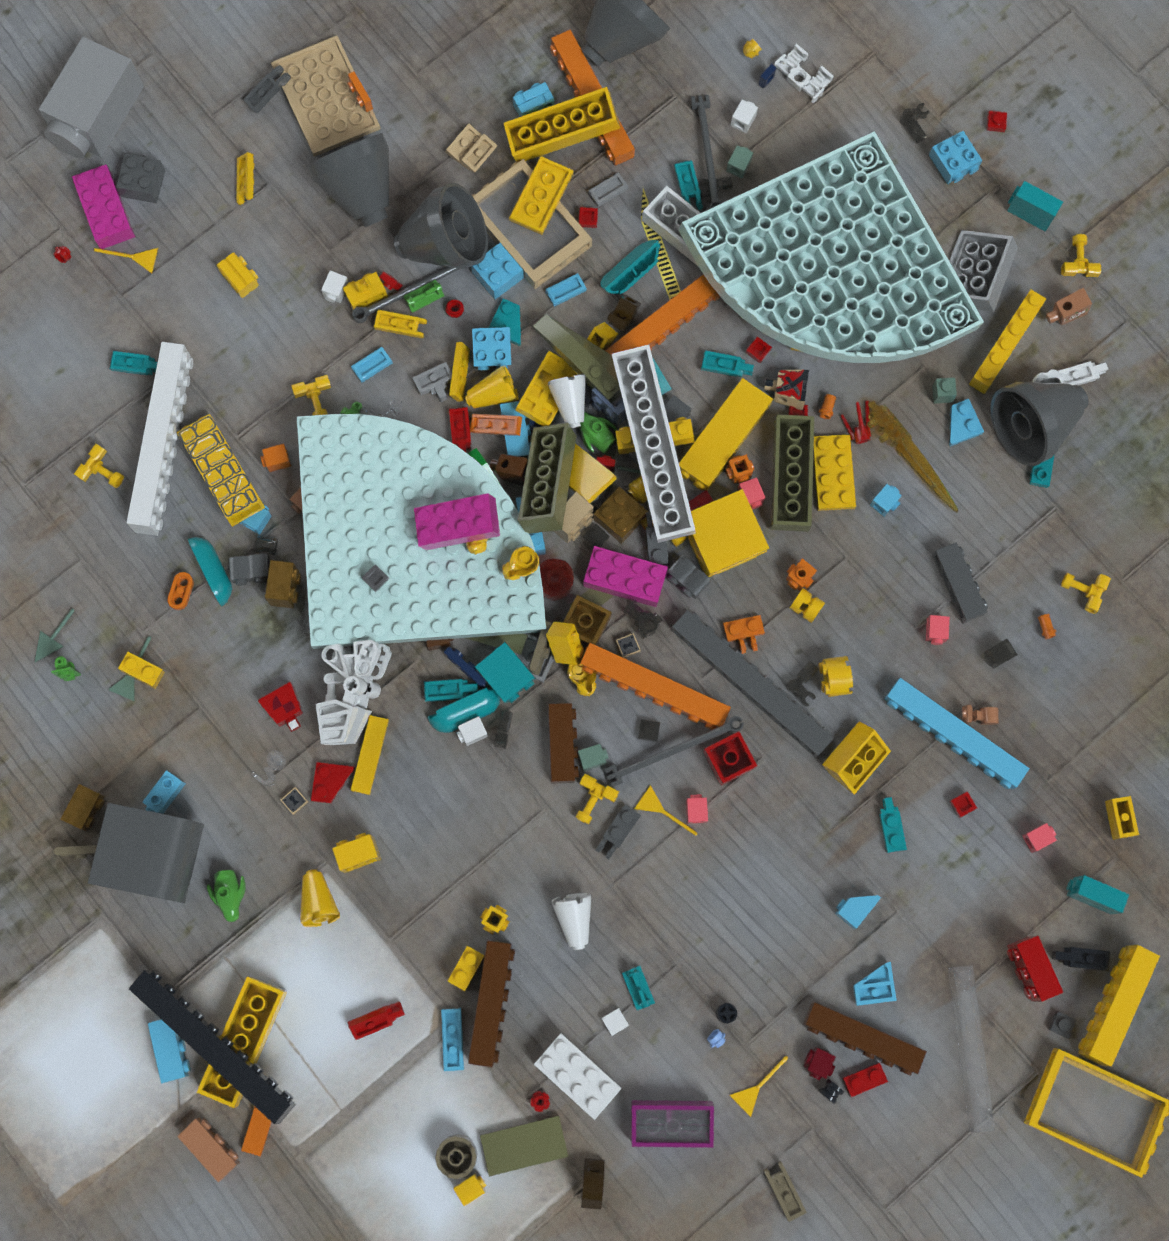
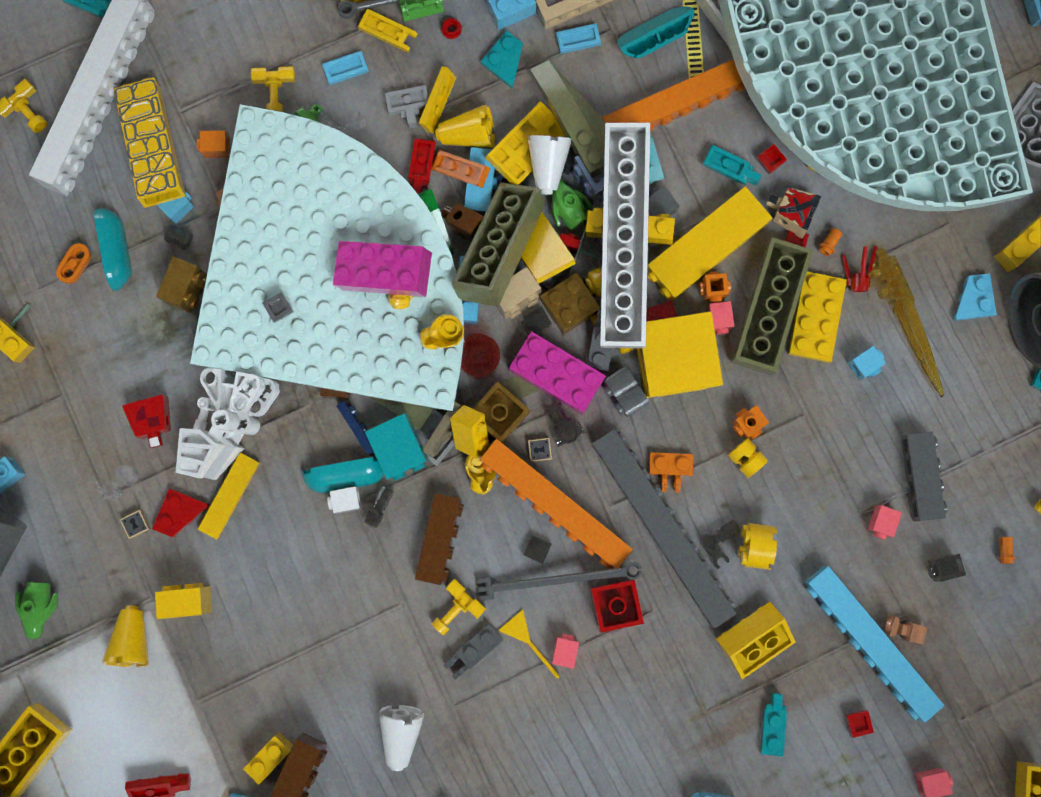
camera: 15 degrees right, 5 degrees up
(249, 568) = (151, 258): dark grey brick -> none
(448, 690) = (331, 447): teal hinge -> none
(487, 916) = (307, 719): yellow brick -> none
(491, 347) = (478, 82): medium azure brick -> none
(592, 757) = (467, 563): sand green brick -> none
(602, 336) = (604, 100): yellow brick -> none
(624, 313) = (634, 80): dark brown brick -> none
(944, 390) = (965, 257): sand green brick -> none

